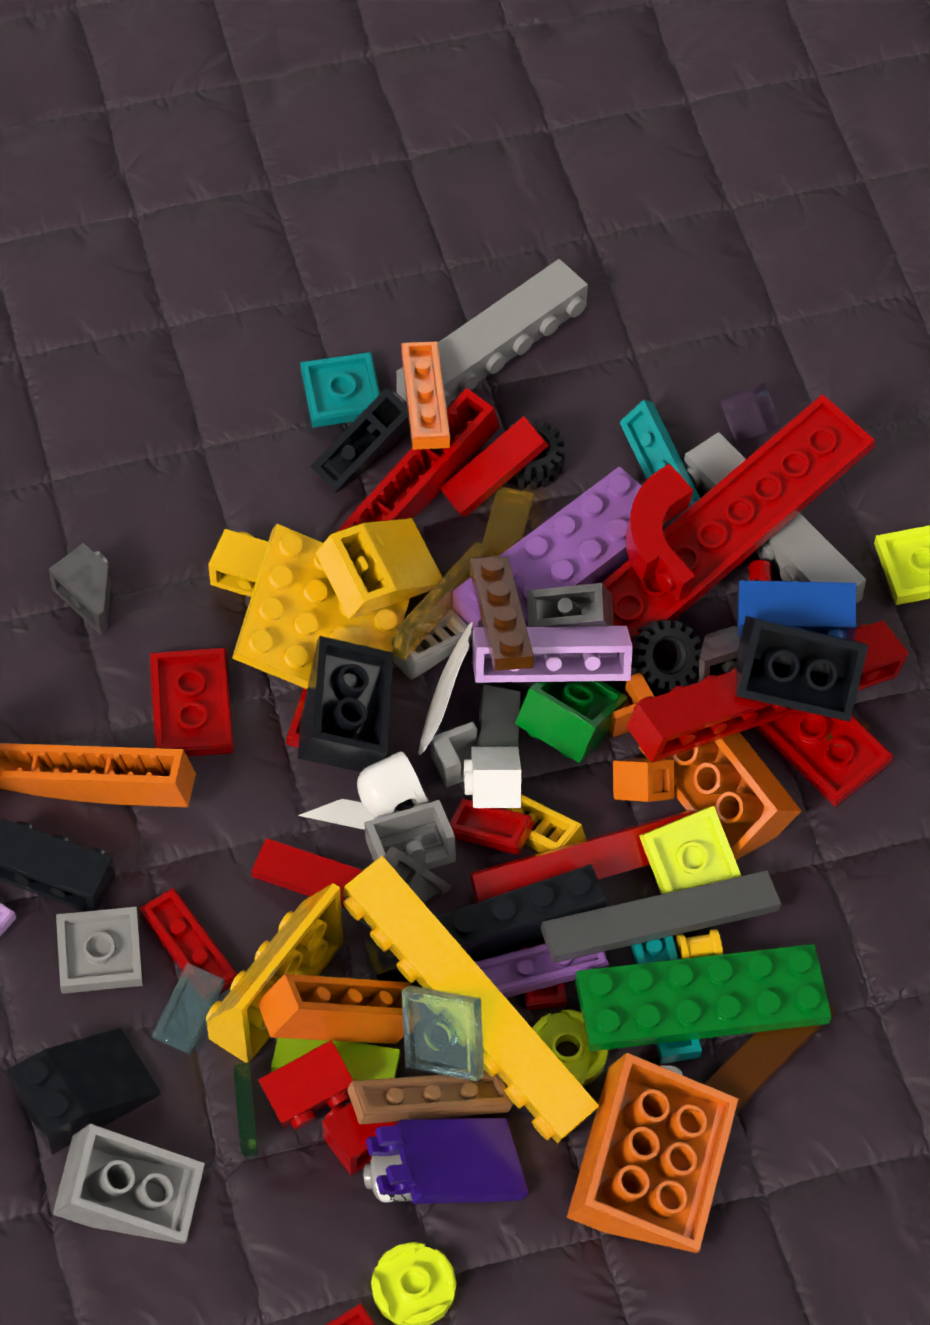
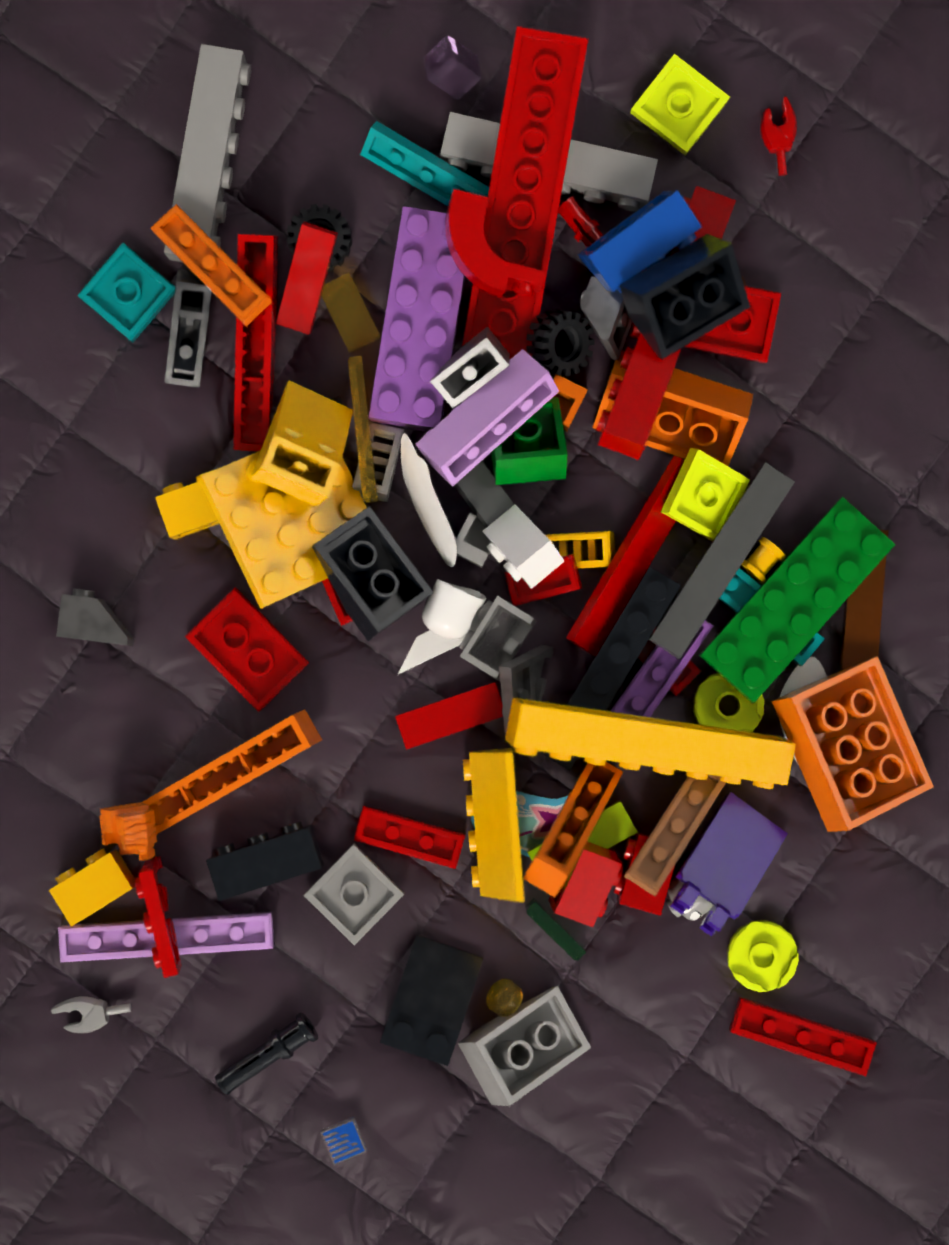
camera: 35 degrees left, 30 degrees up
(150, 1131) = (504, 997): none -> clear yellow tile
(188, 1008) = (453, 887): clear light blue tile -> none
(443, 1032) = (654, 782): clear light blue tile -> none
(501, 613) = (432, 421): reddish brown plate -> none
(643, 781) = (617, 466): orange panel -> none

